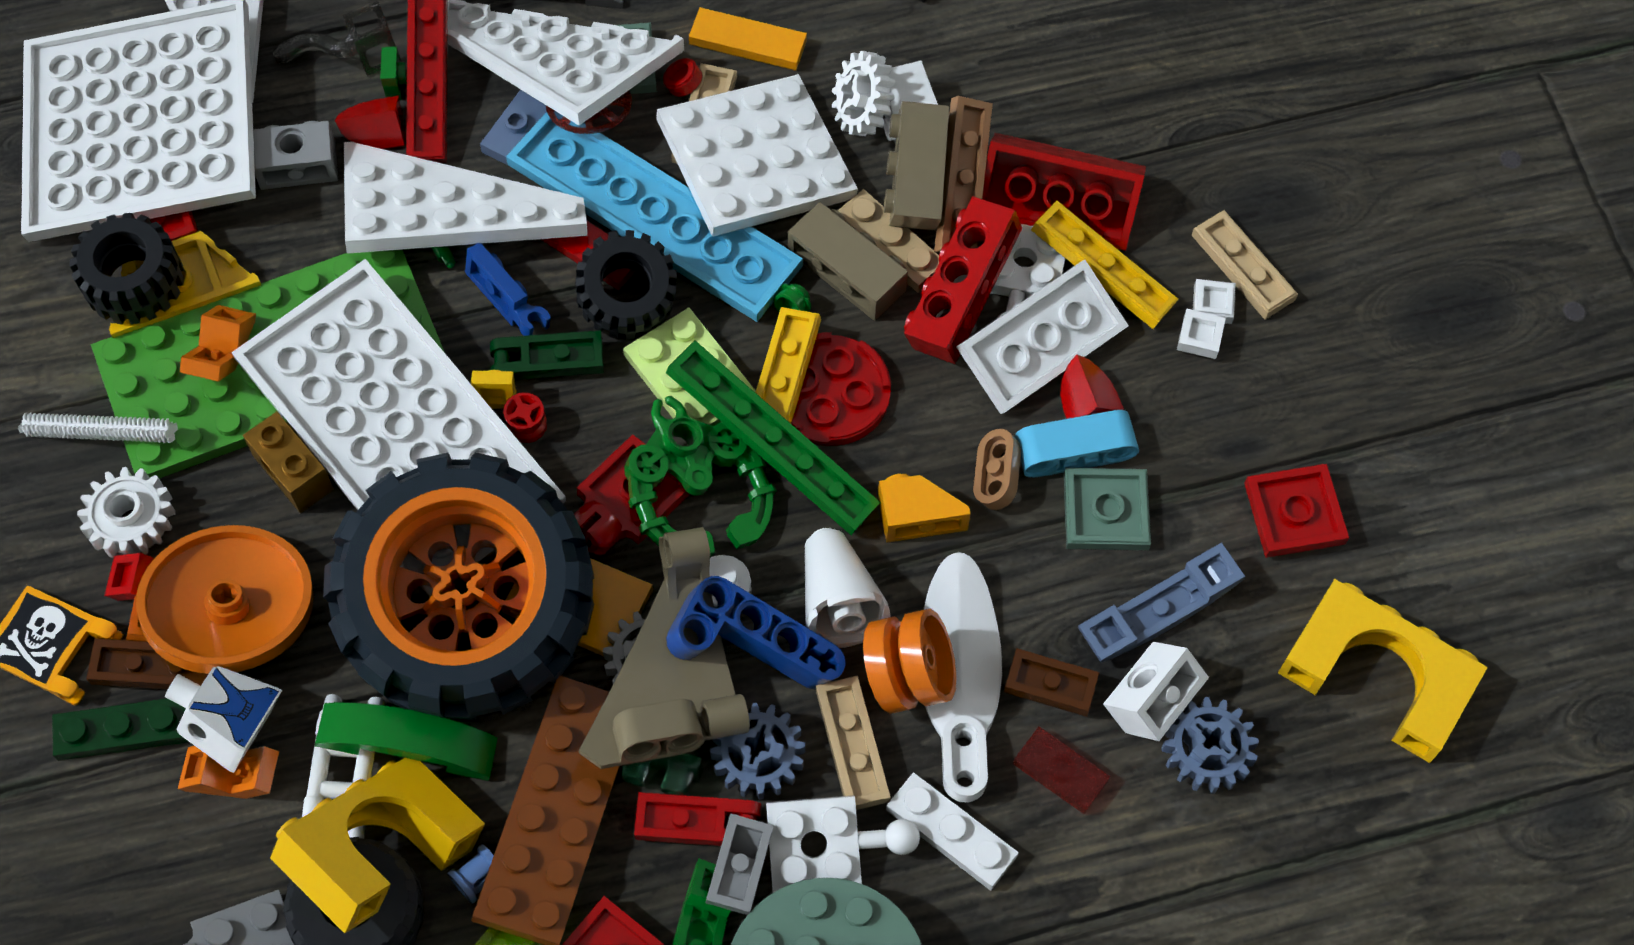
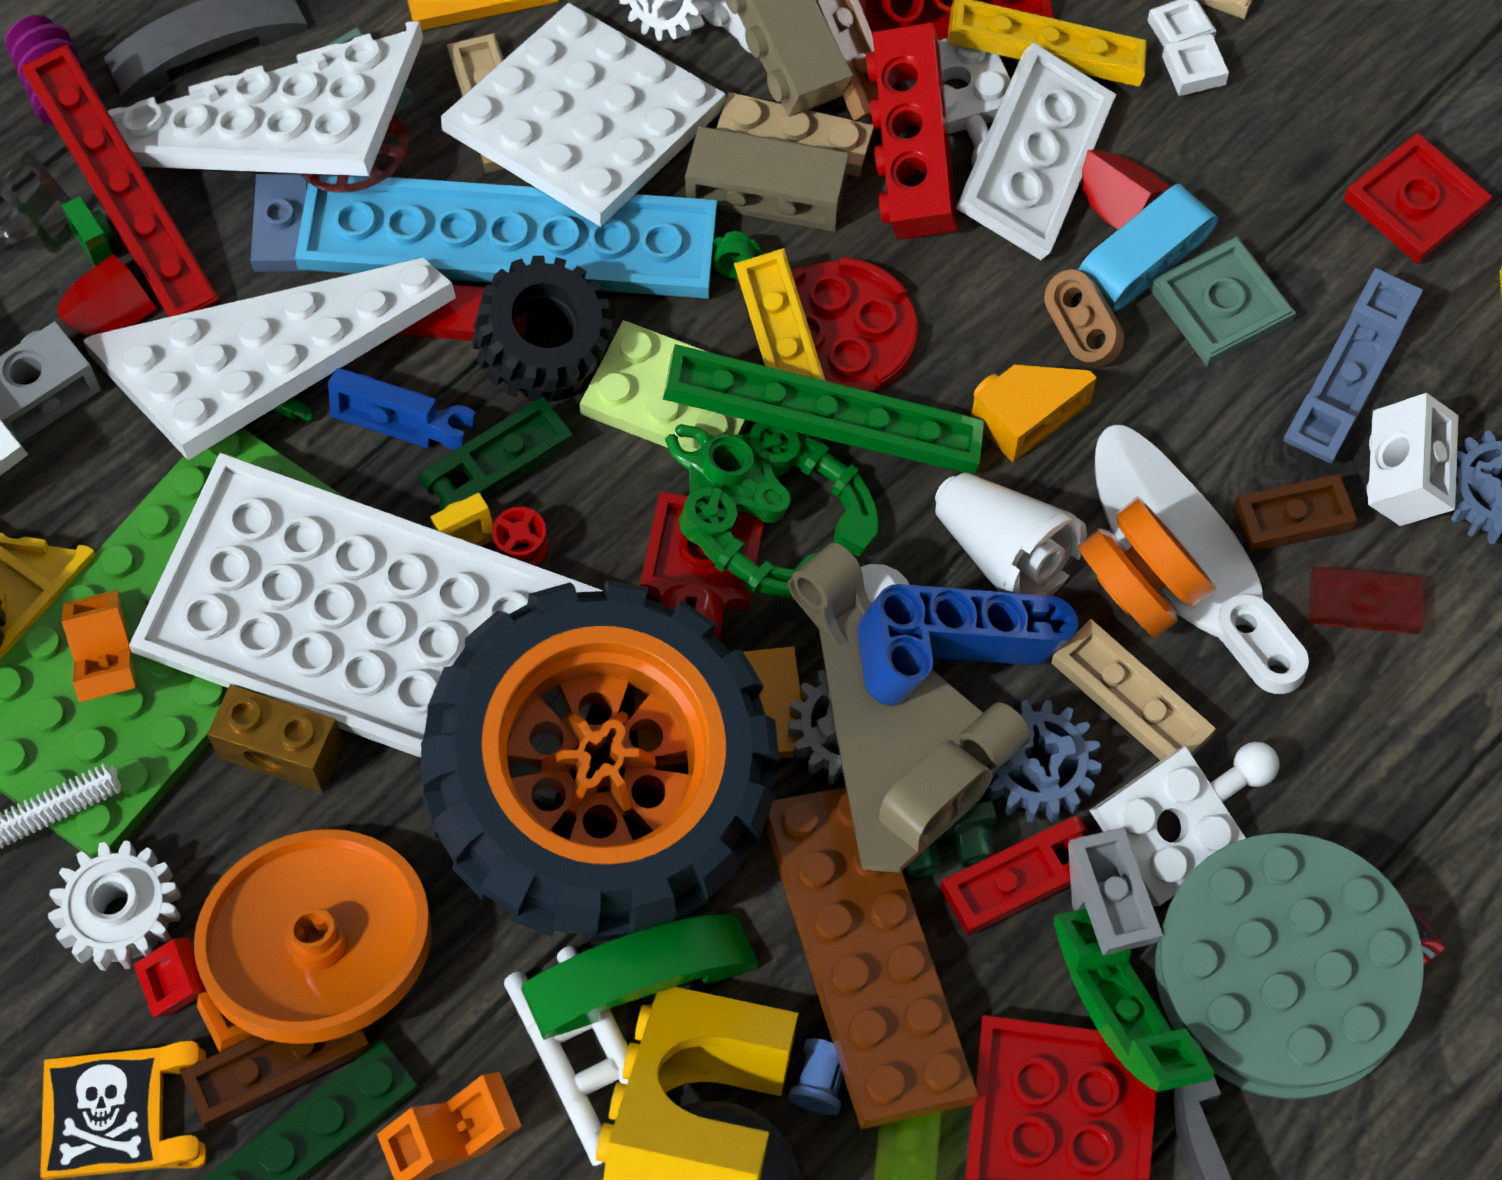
camera: 30 degrees left, 0 degrees up
(223, 713) = (410, 1065): white torso -> none
(682, 77) = (437, 70): red tile -> none
(952, 831) = (1300, 729): white plate -> none

